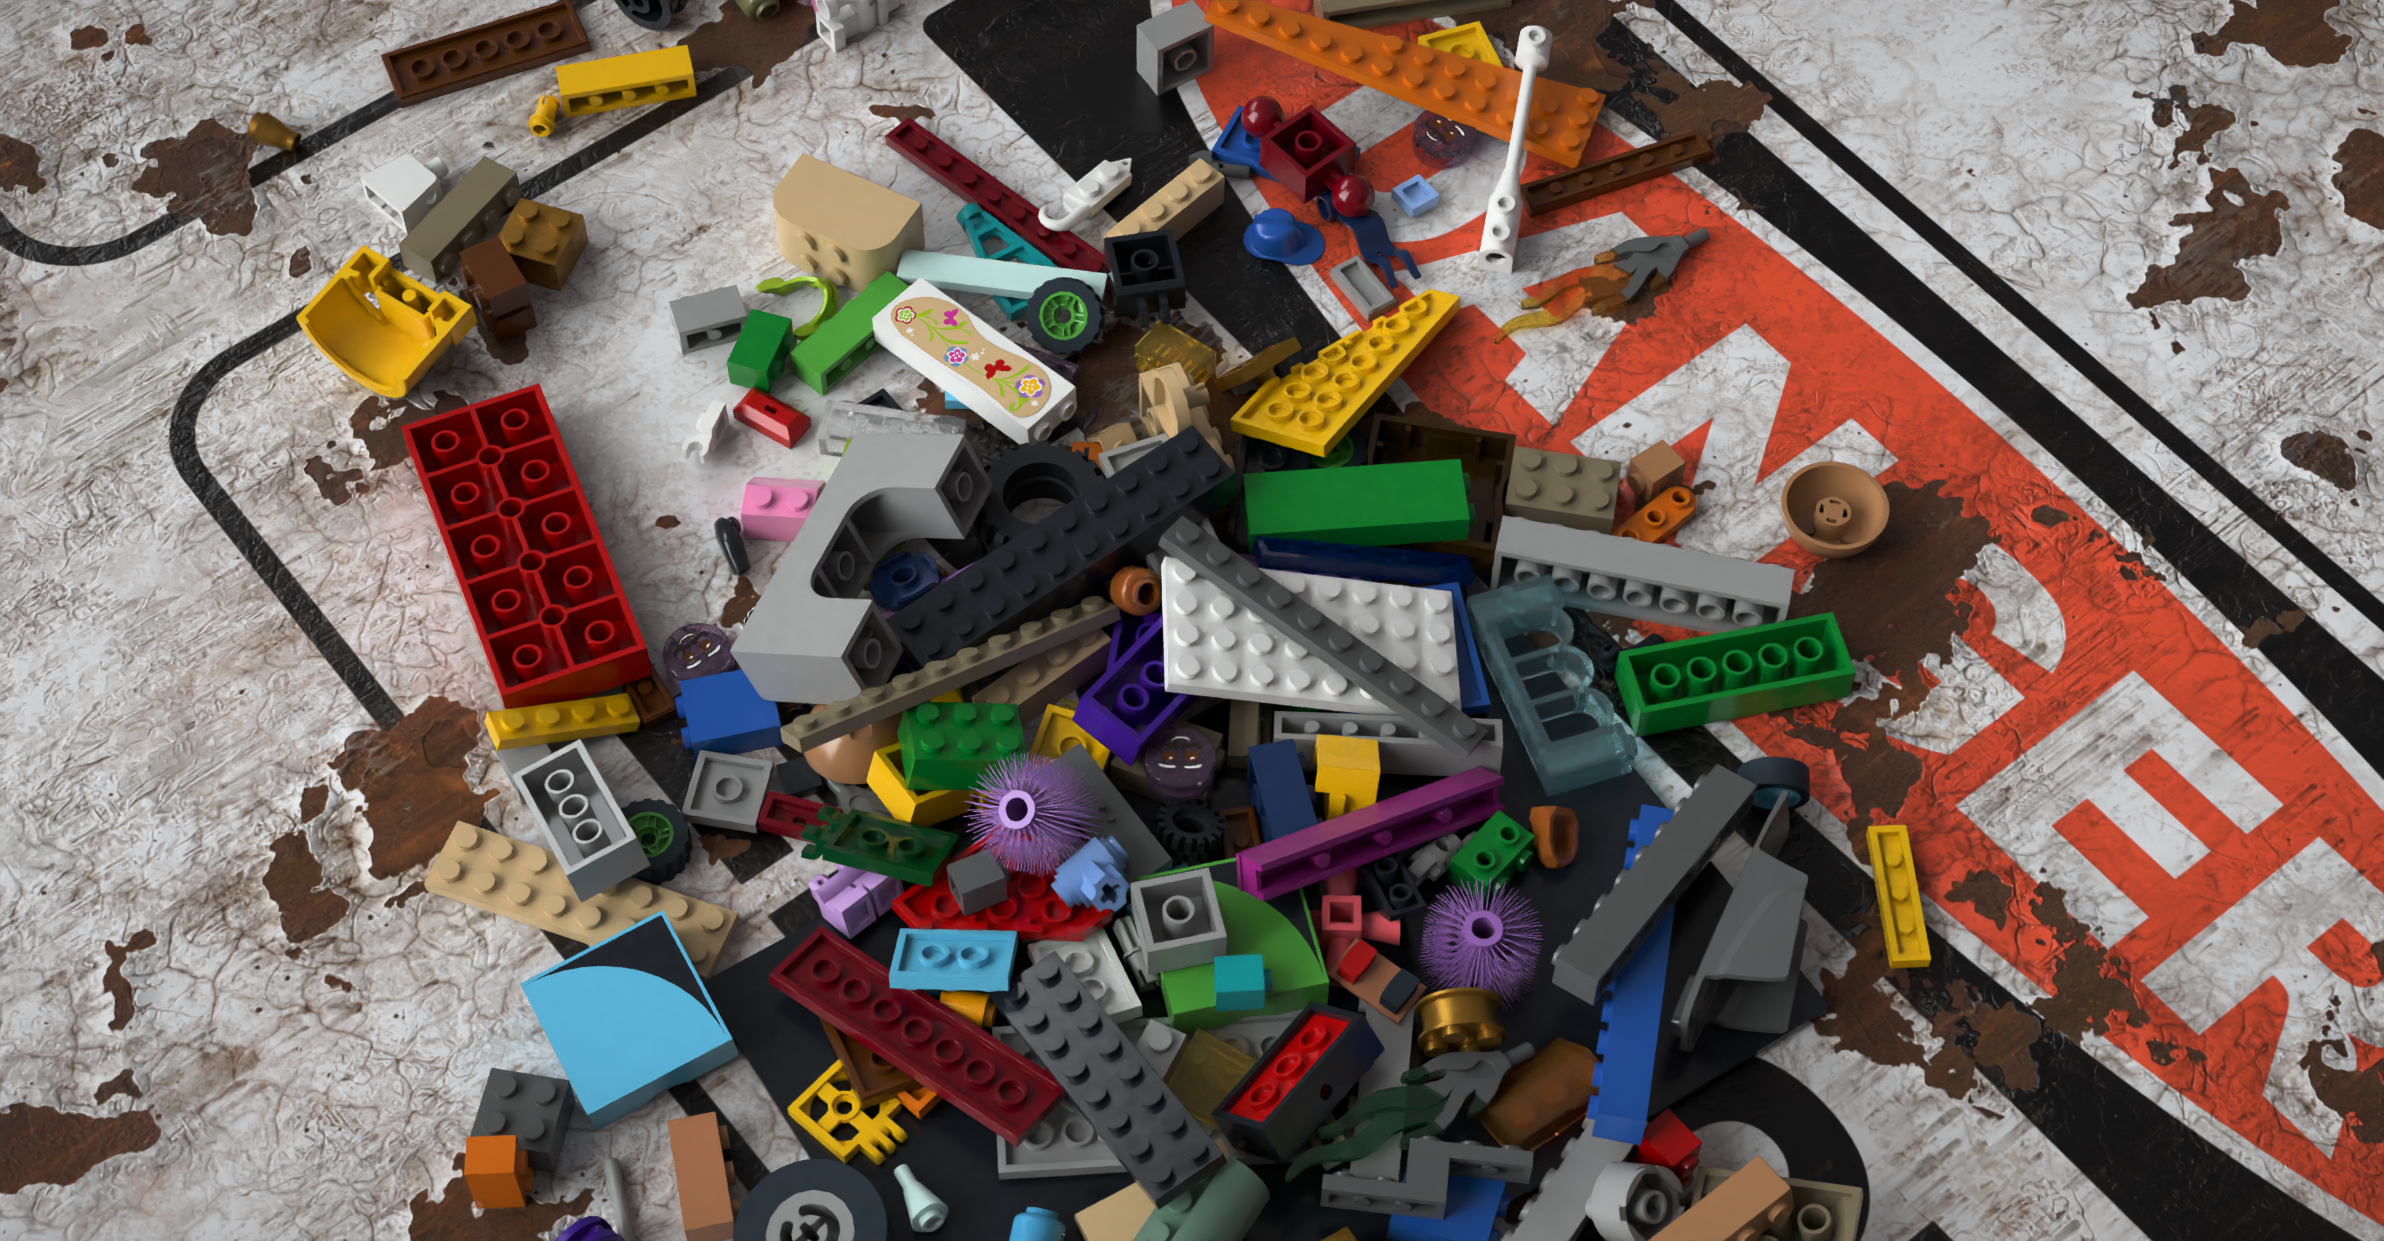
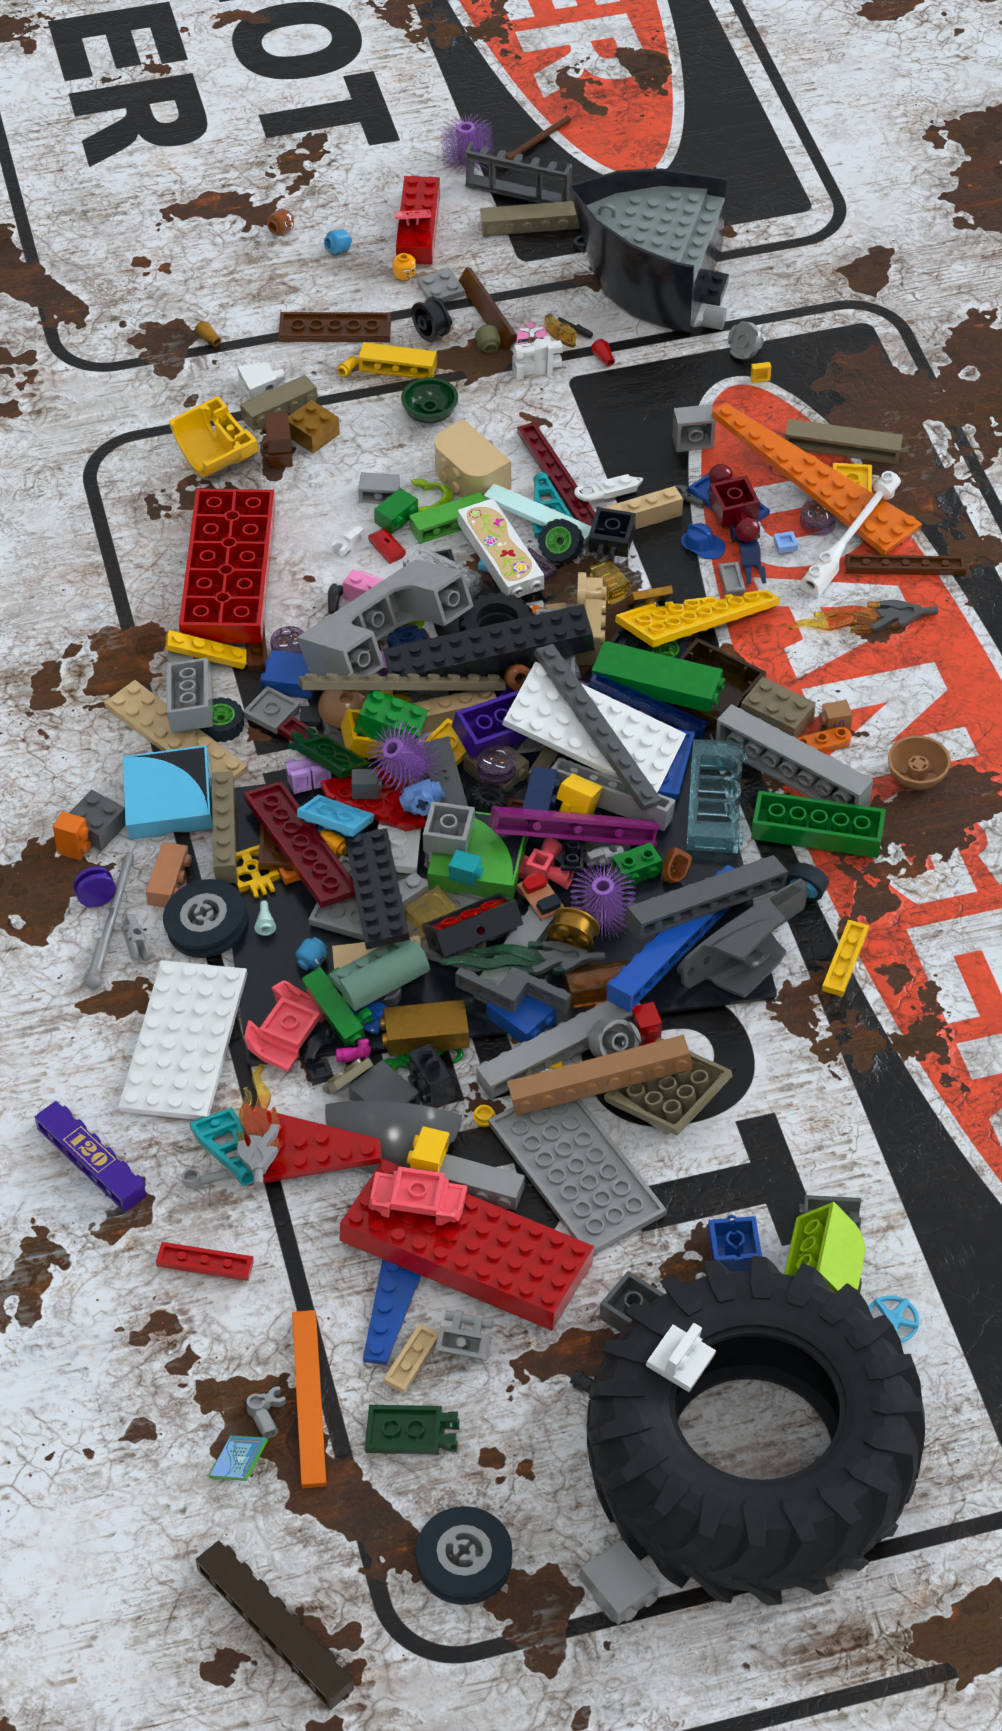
camera: 25 degrees right, 5 degrees down
(719, 133) = (429, 399): none -> dark green hat
(766, 1053) = (224, 827): none -> dark tan brick

